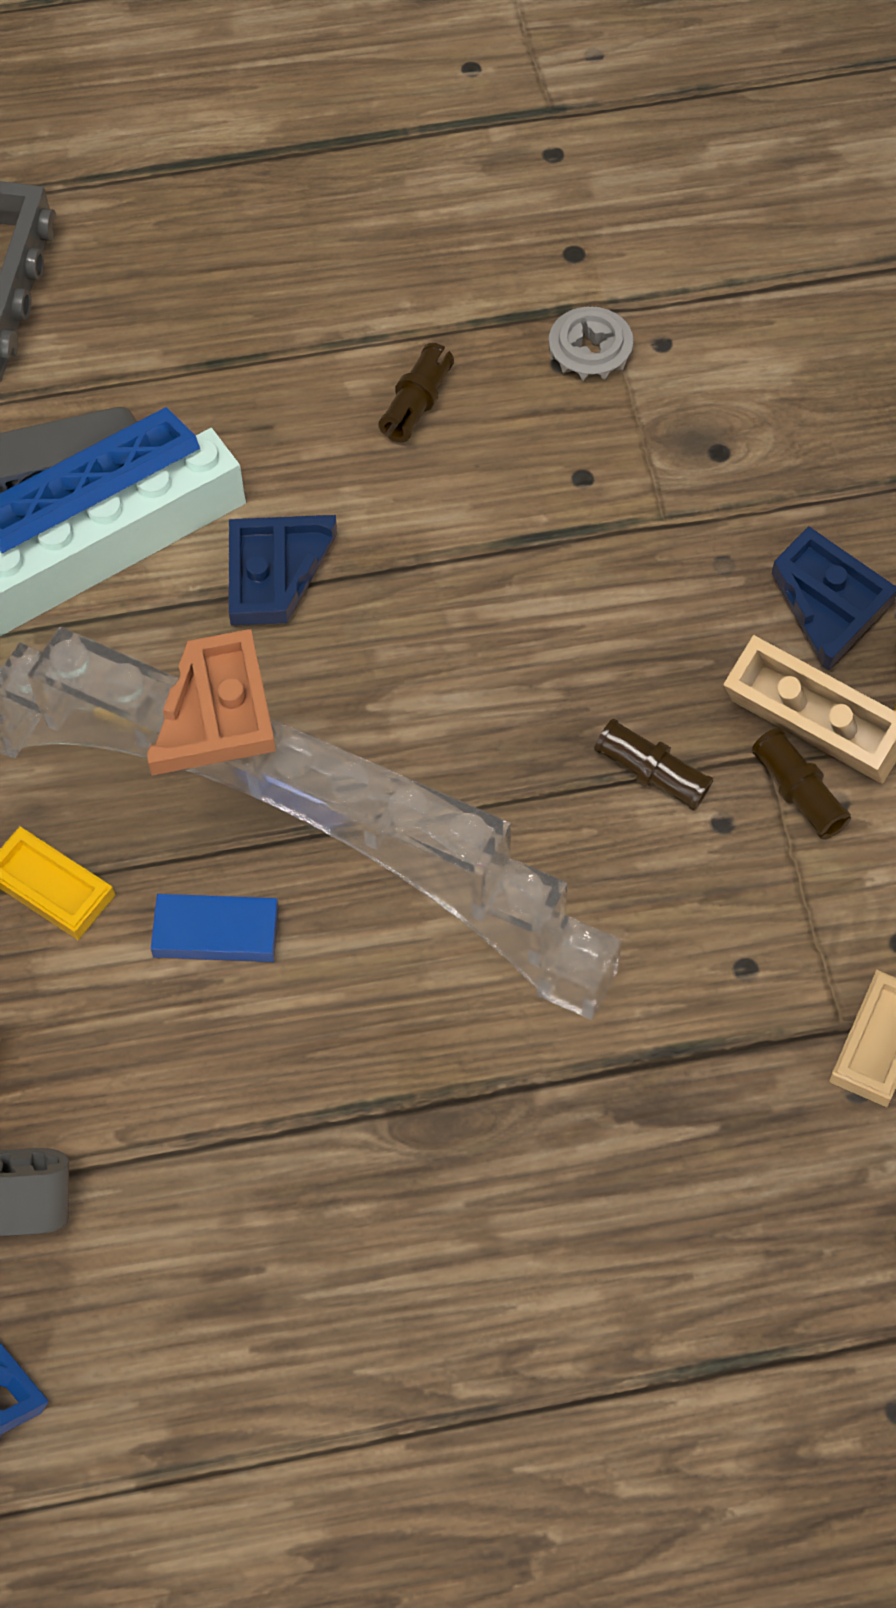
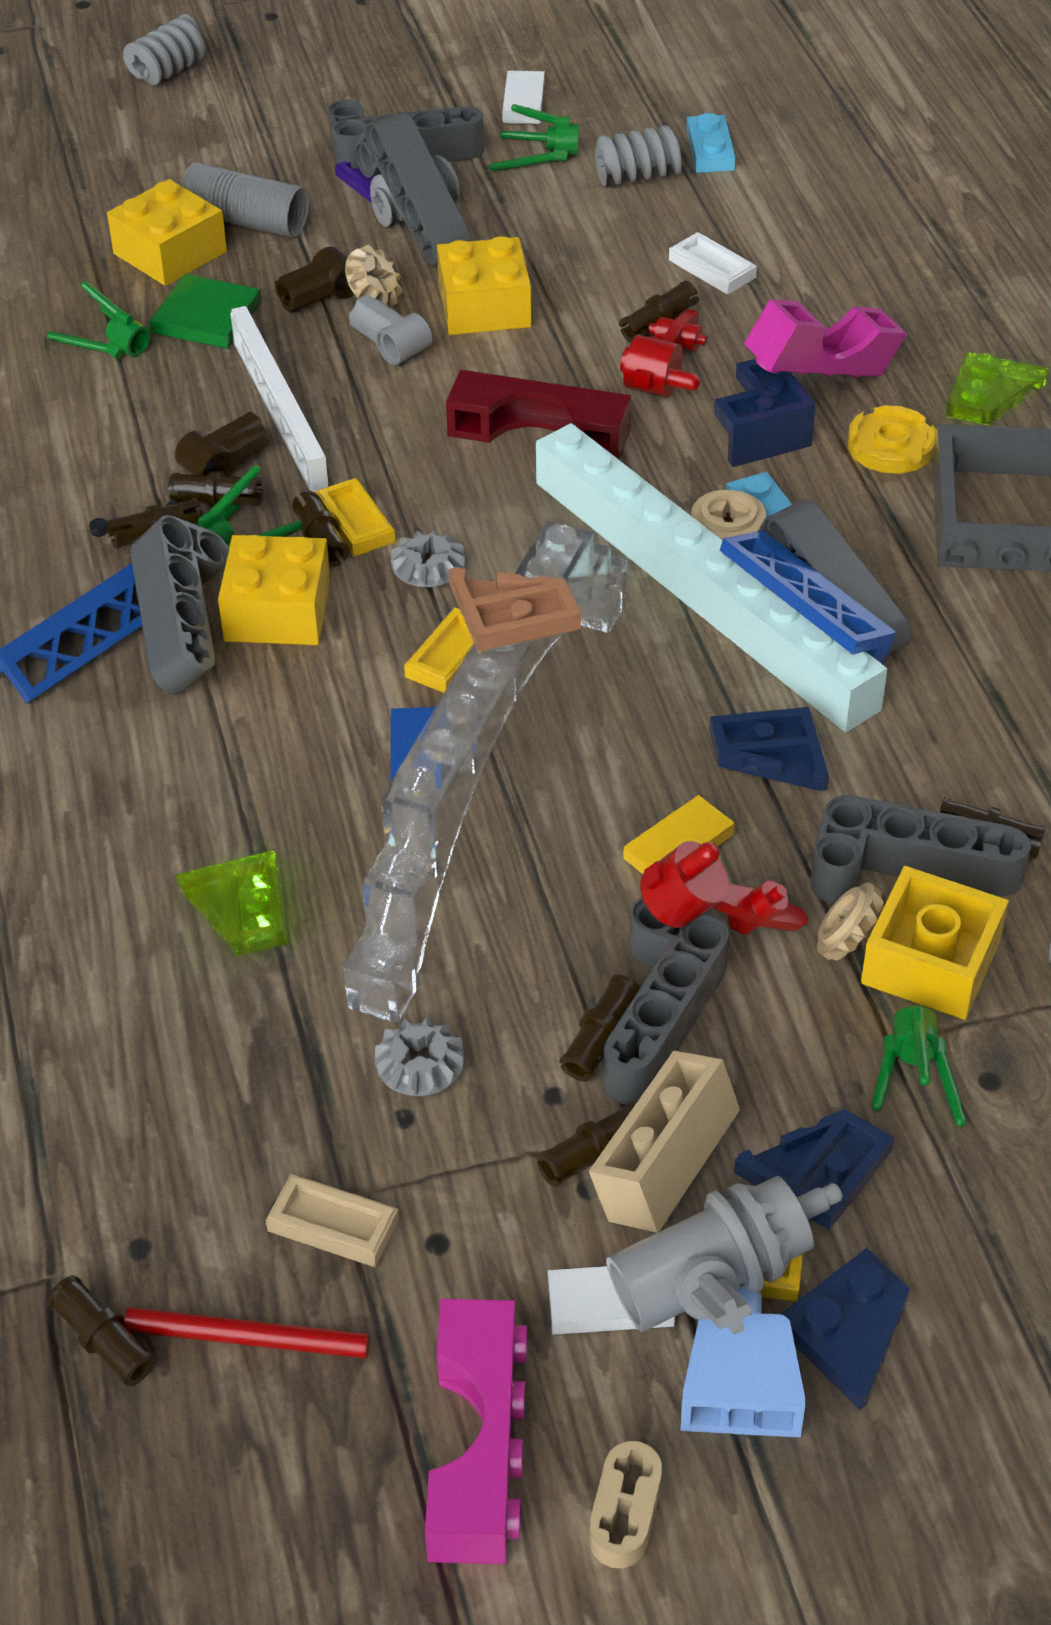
camera: 85 degrees right, 15 degrees down
(394, 671) = (691, 822): none -> yellow tile
(443, 443) = (886, 836): none -> dark grey beam
(445, 1124) = (240, 901): none -> clear neon green wing
(533, 626) = (695, 880): none -> red piece
(540, 543) = (849, 921): none -> tan gear
(581, 452) = (934, 942): none -> yellow brick
(679, 968) = (419, 1075): none -> light grey gear
(685, 493) = (917, 1043): none -> green plant
(711, 729) = (683, 978): none -> dark grey beam

